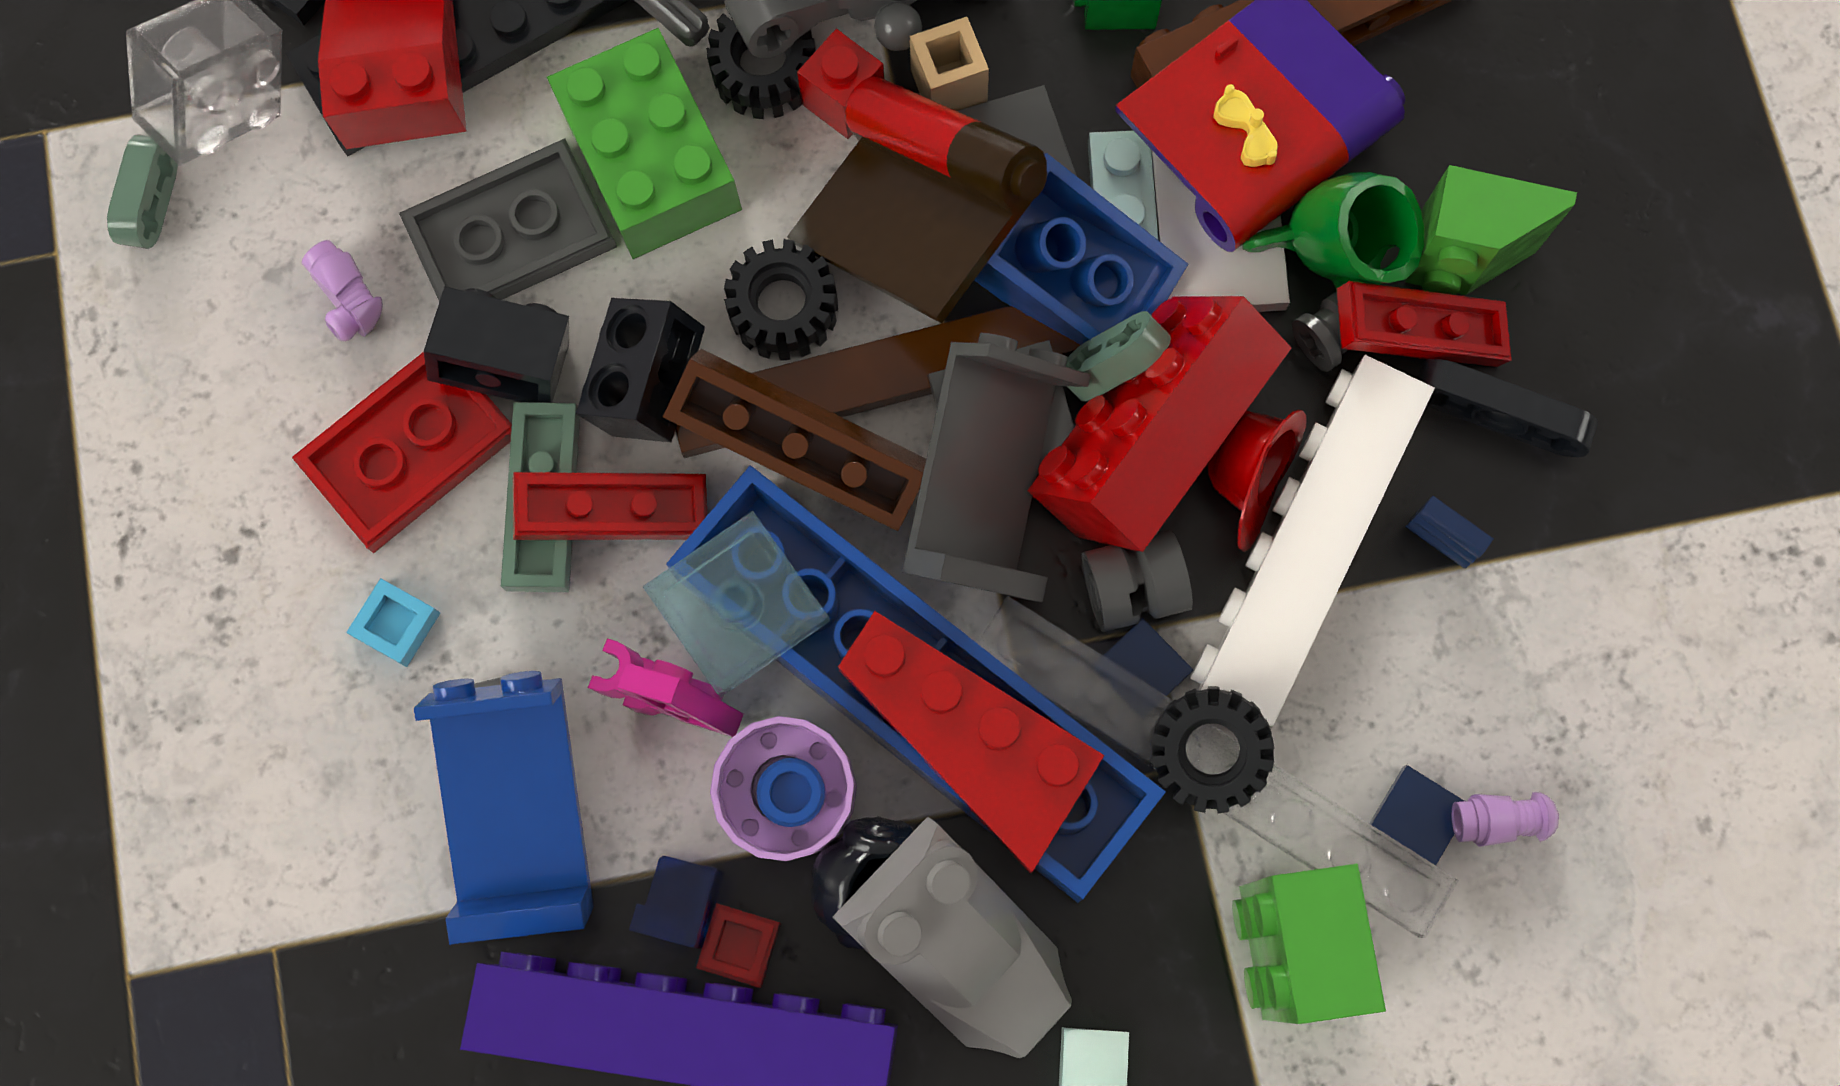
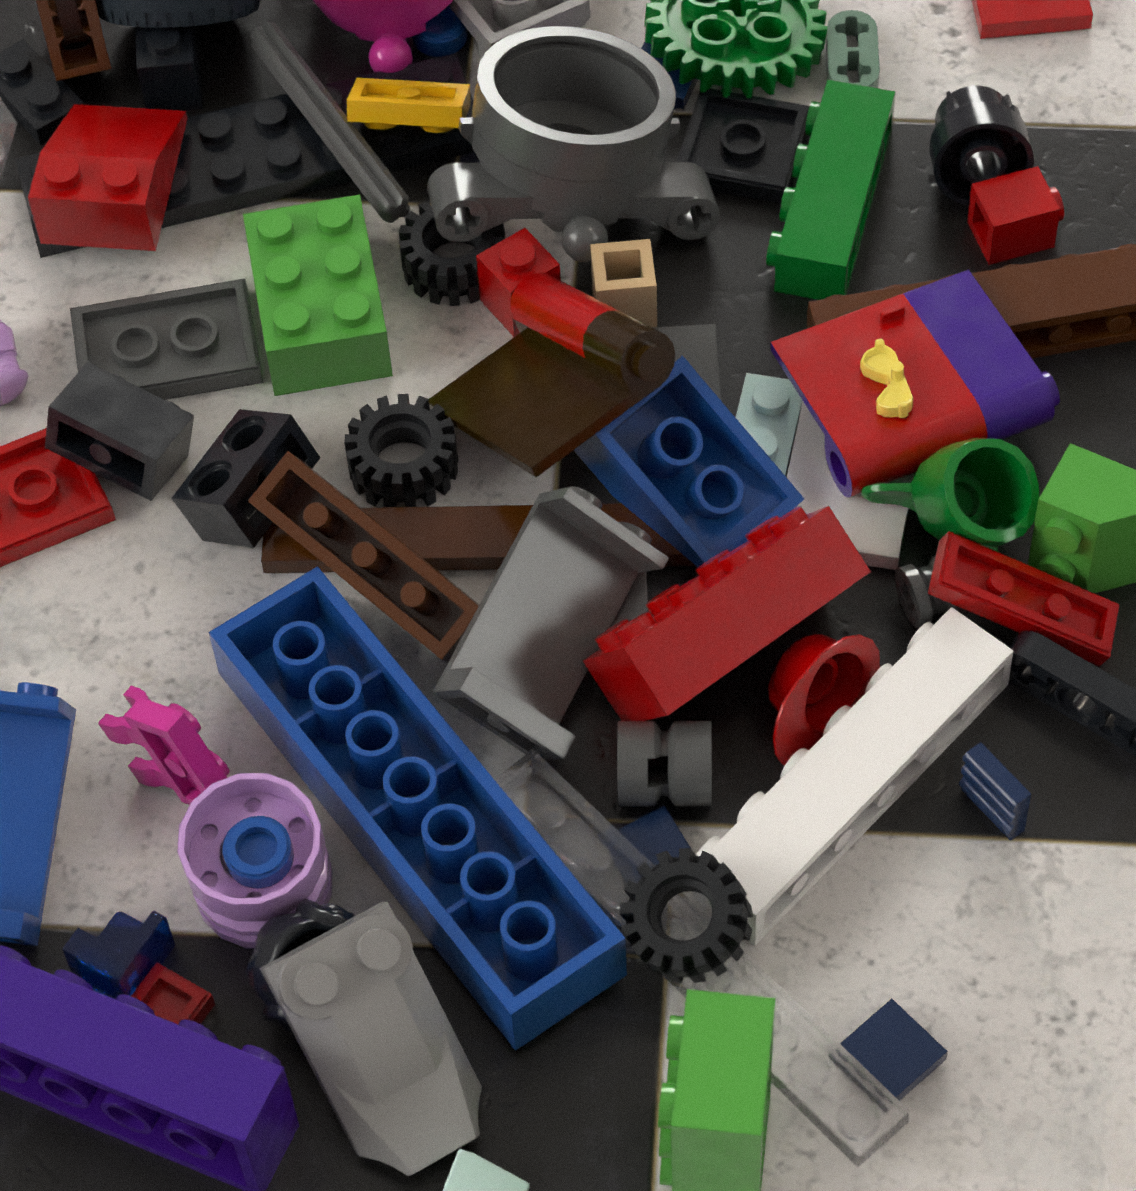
camera: 15 degrees right, 20 degrees down
(541, 441) = (114, 571): sand green plate -> none
(607, 505) = (166, 583): red tile -> none
(736, 603) = (262, 676): clear light blue plate -> none
(987, 746) = (463, 855): red wing -> none
(1118, 354) = (702, 550): sand green beam -> none
(1500, 820) = (972, 1067): lavender arm -> none

